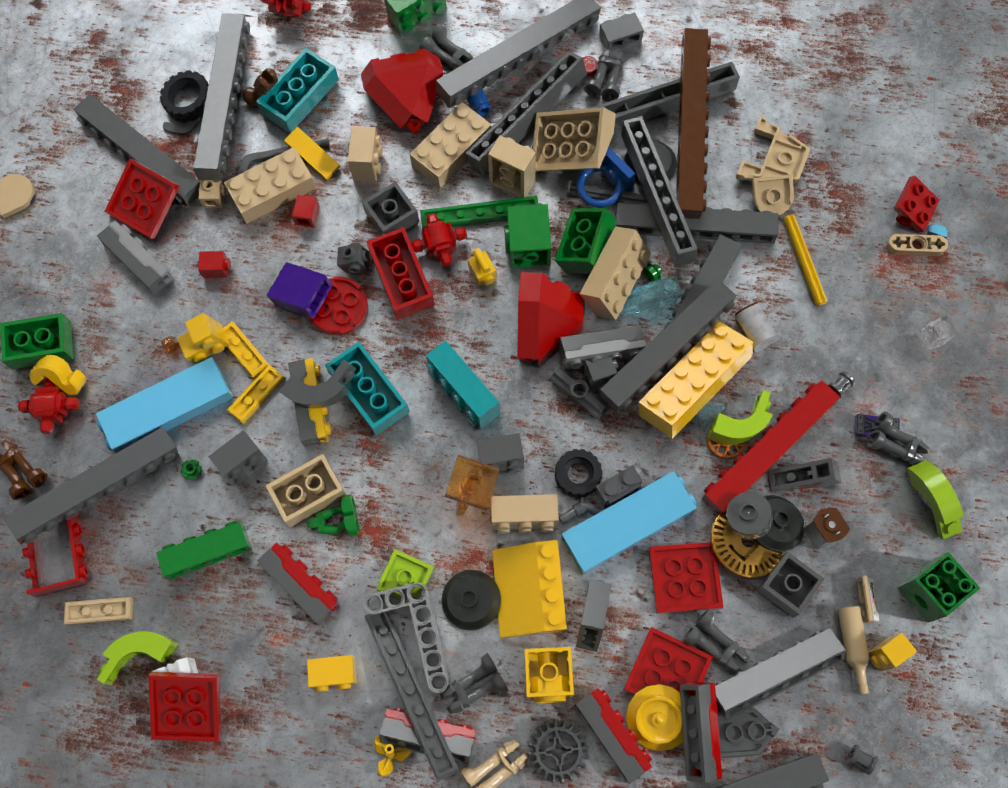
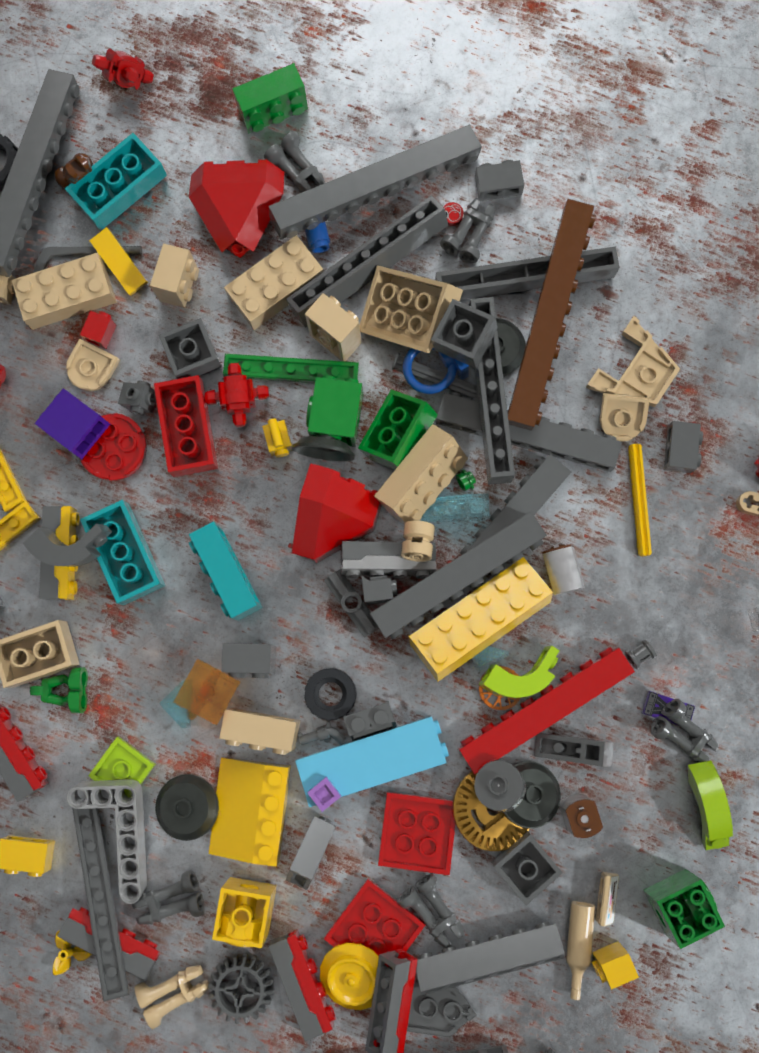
camera: 15 degrees right, 10 degrees up
(304, 243) = (90, 366): none -> tan tile
(444, 510) = (175, 711): none -> clear light blue slope
(525, 262) = (323, 448): none -> pearl dark grey piece
(595, 556) = (324, 794): none -> medium lavender tile
(626, 144) = (464, 333): none -> dark grey brick
(626, 323) = (418, 539): none -> tan wheel
(829, 209) = (683, 447): none -> dark grey brick

